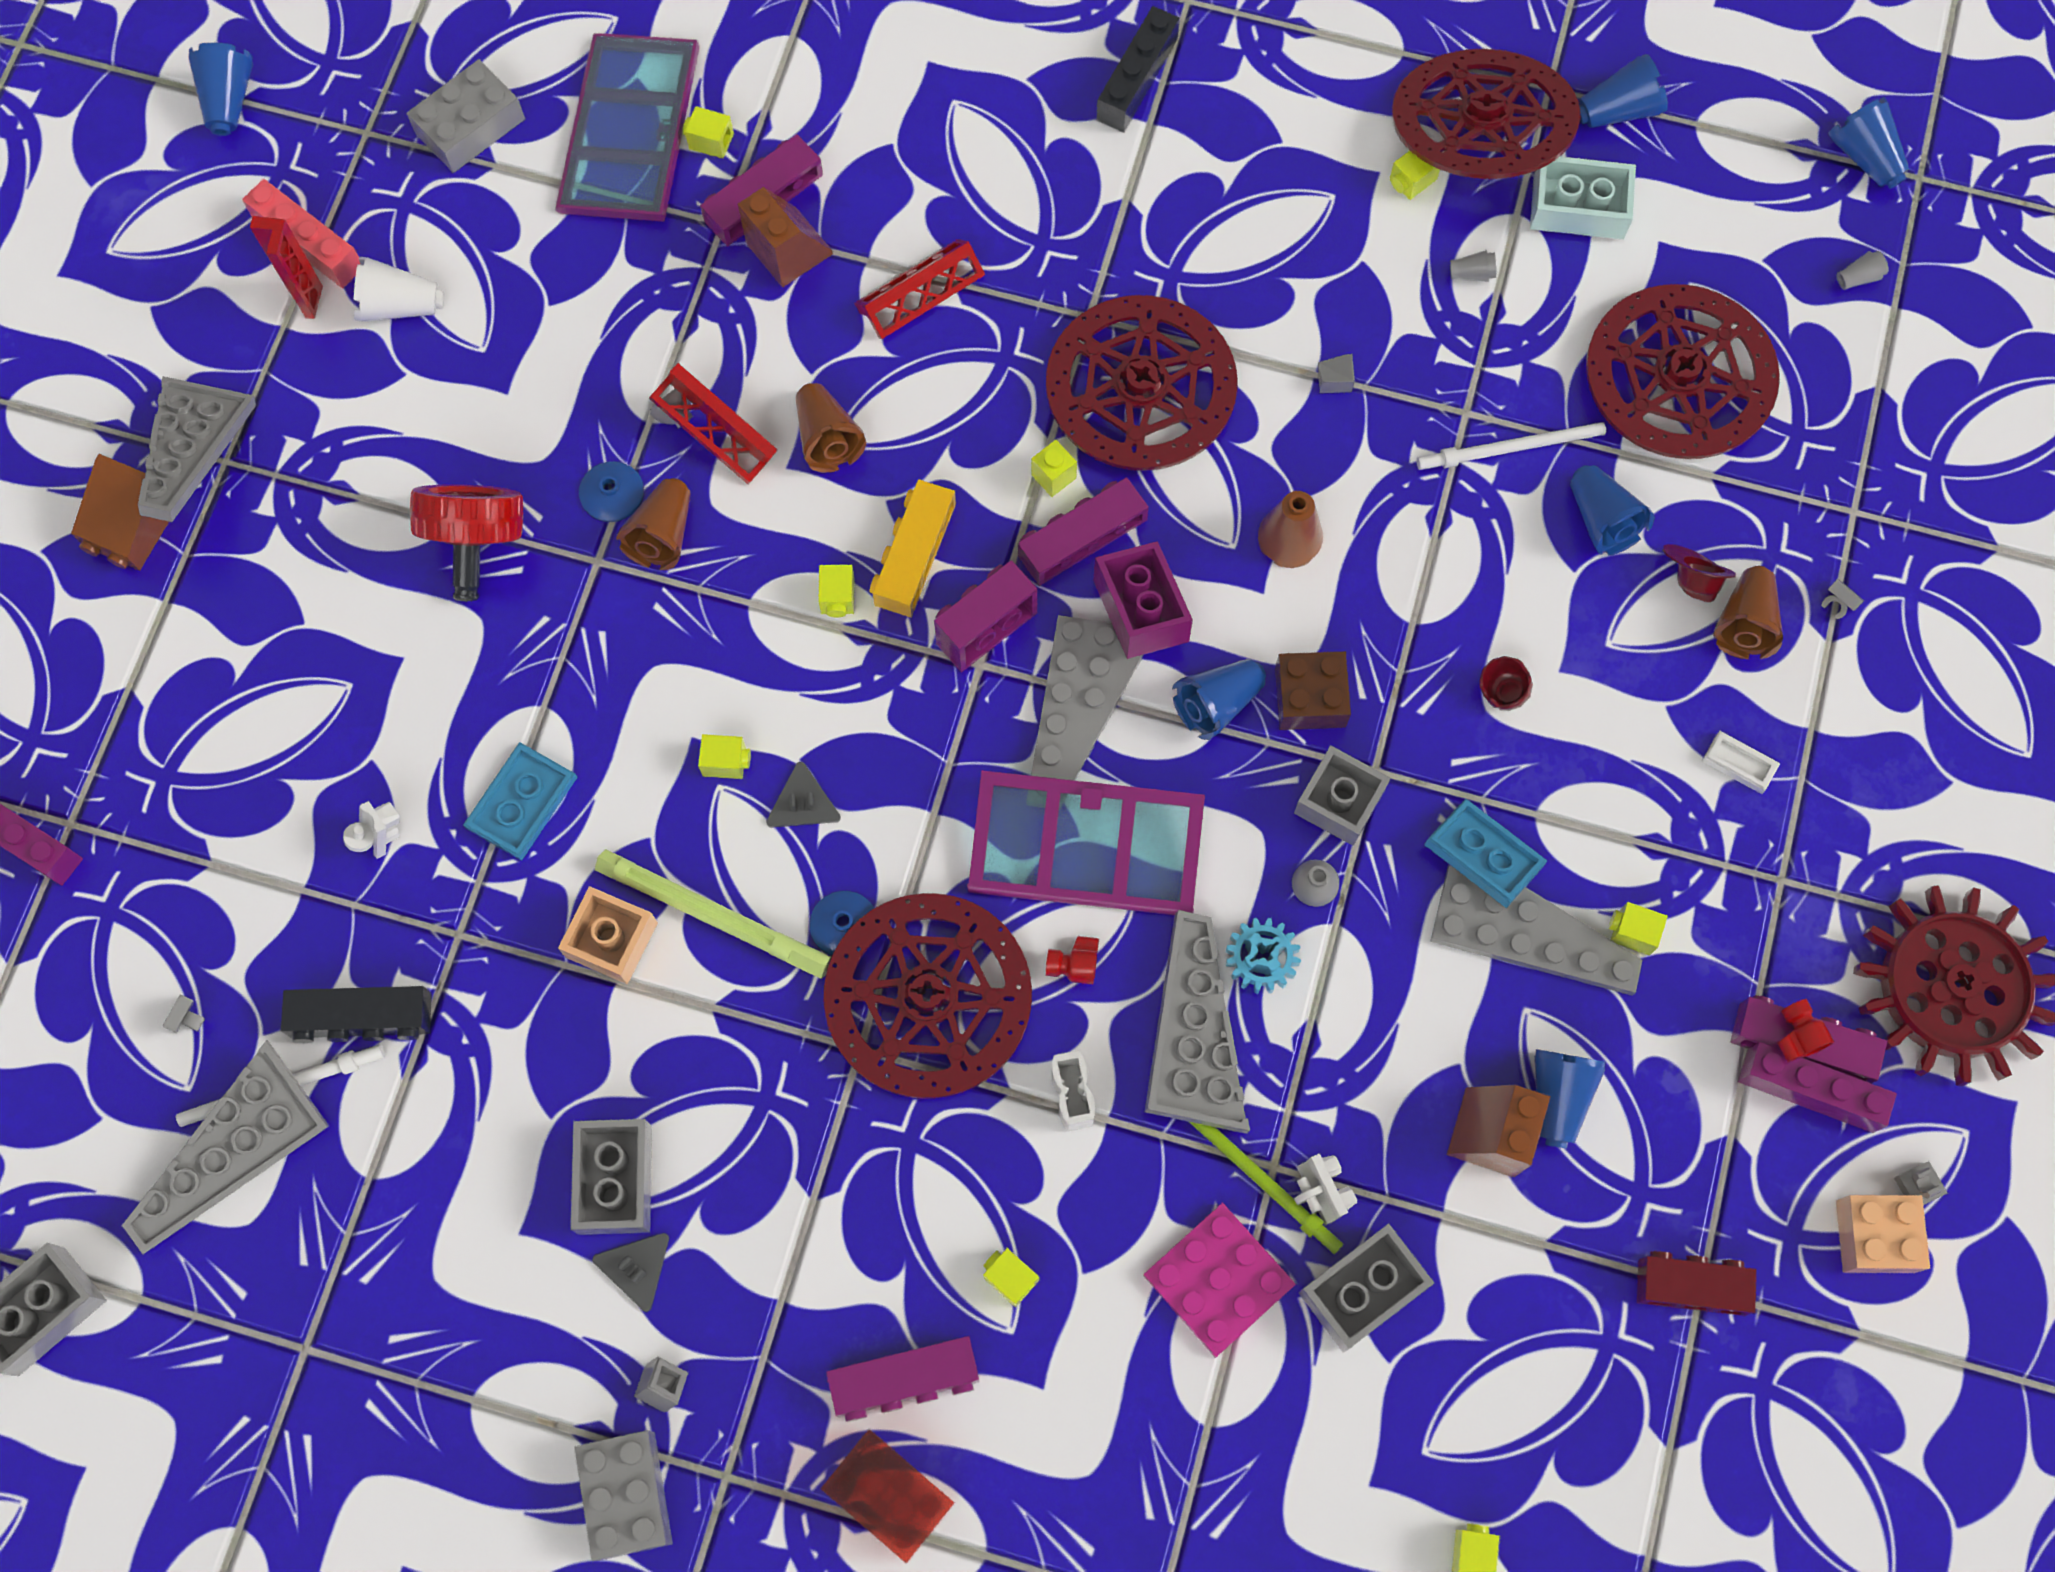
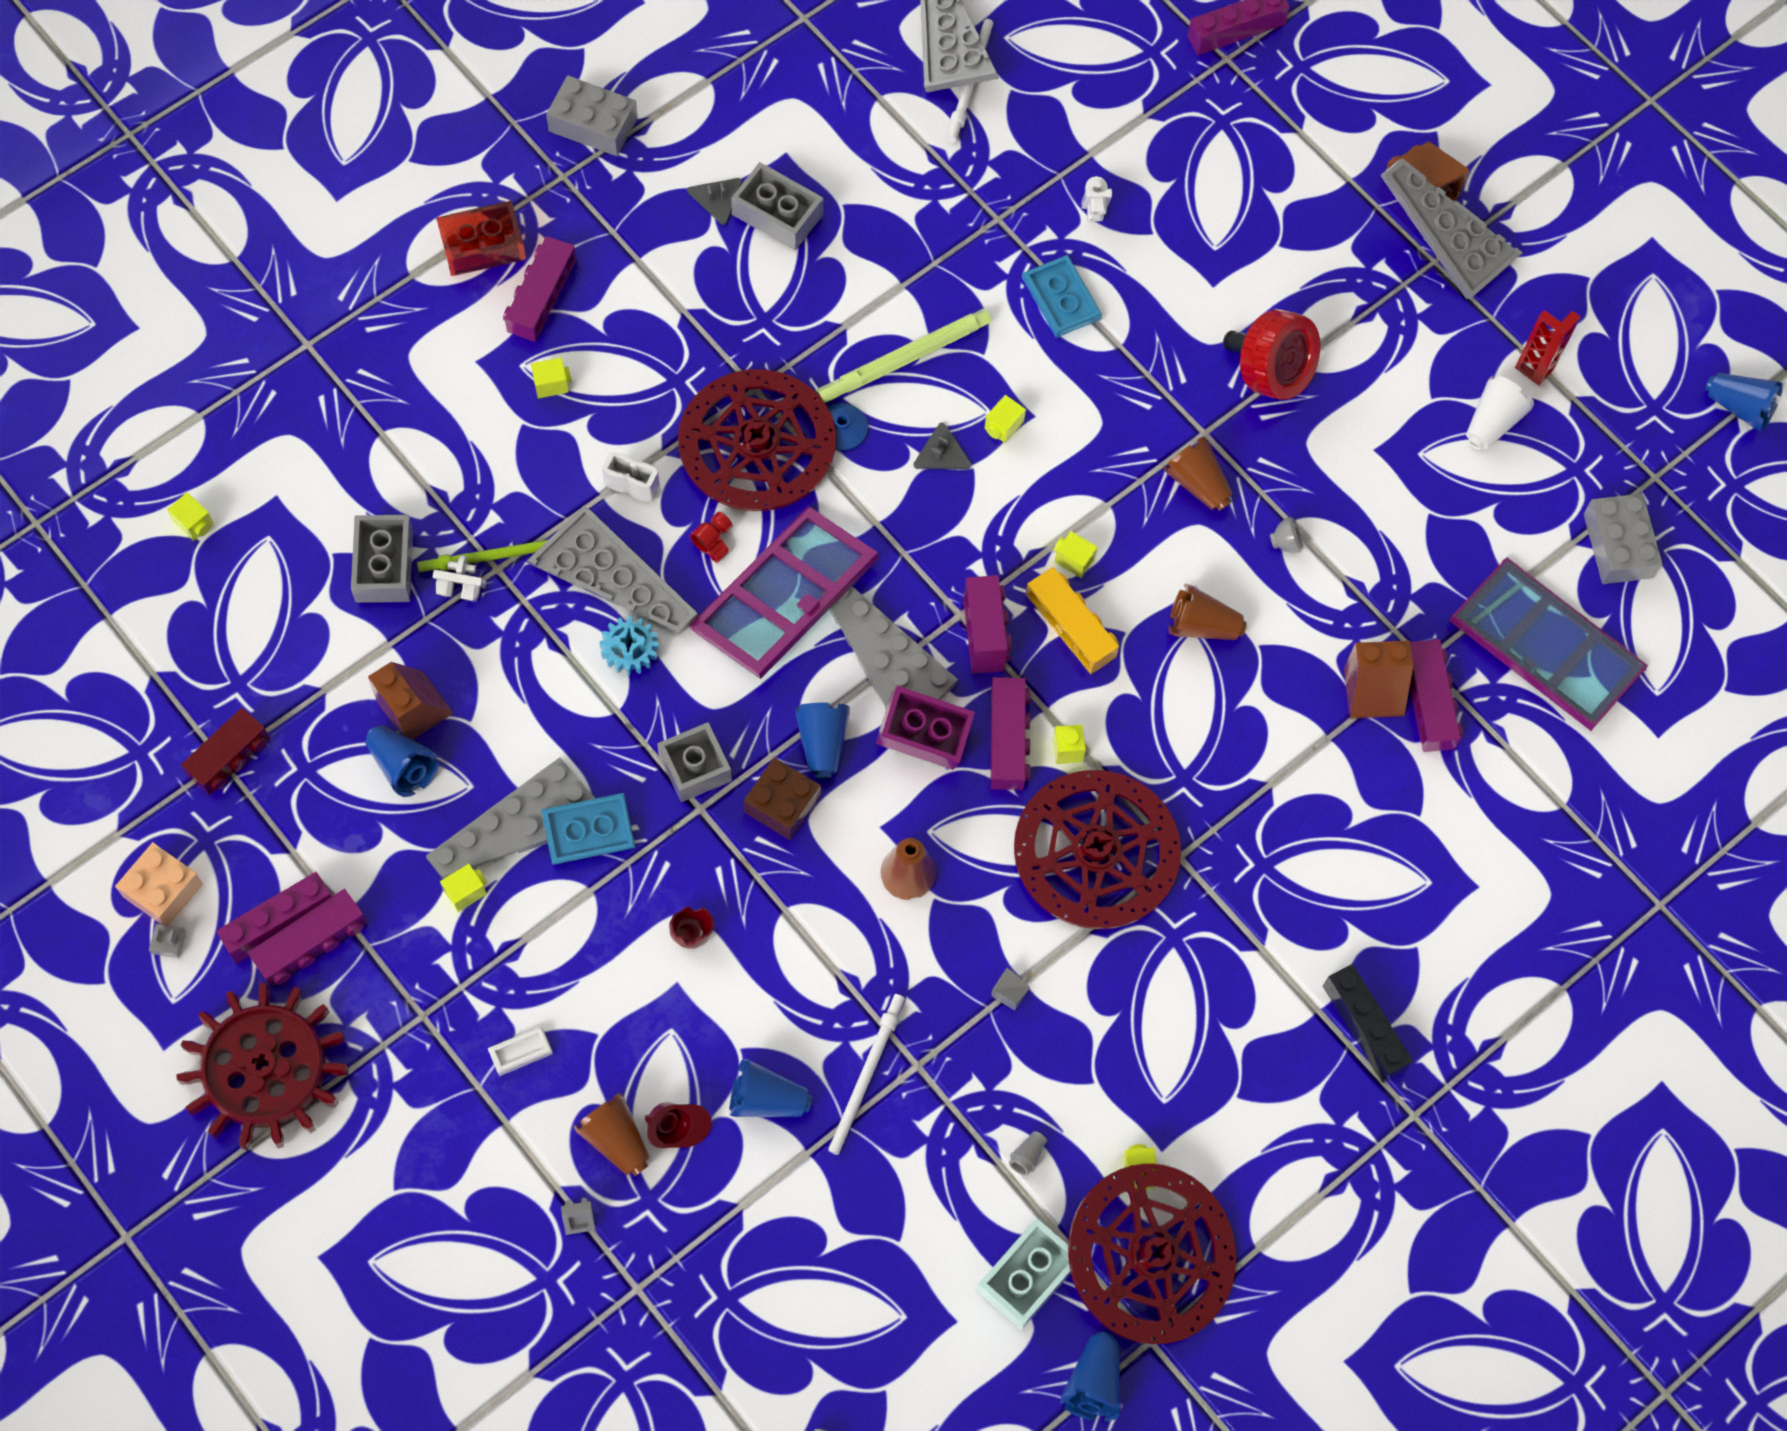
camera: 120 degrees right, 5 degrees down
(181, 1014) = (1050, 51): light grey tile -> none
(319, 243) = (1585, 387): coral brick -> none
(356, 1012) = (984, 136): black brick -> none
(608, 935) = (930, 286): light nougat brick -> none
(614, 503) = (1251, 479): blue dish -> none
(661, 1384) = (639, 170): light grey slope -> none
(708, 132) = (1506, 689): neon yellow brick -> none
(720, 414) = (1254, 550): red fence -> none
(915, 277) = (1287, 749): red fence -> none
(1219, 1280) = (456, 491): dark pink plate -> none
(1315, 883) = (653, 715): light grey brick -> none
(1677, 378) = (854, 1314): dark red piece -> none
(1808, 1034) = (307, 921): red piece -> none

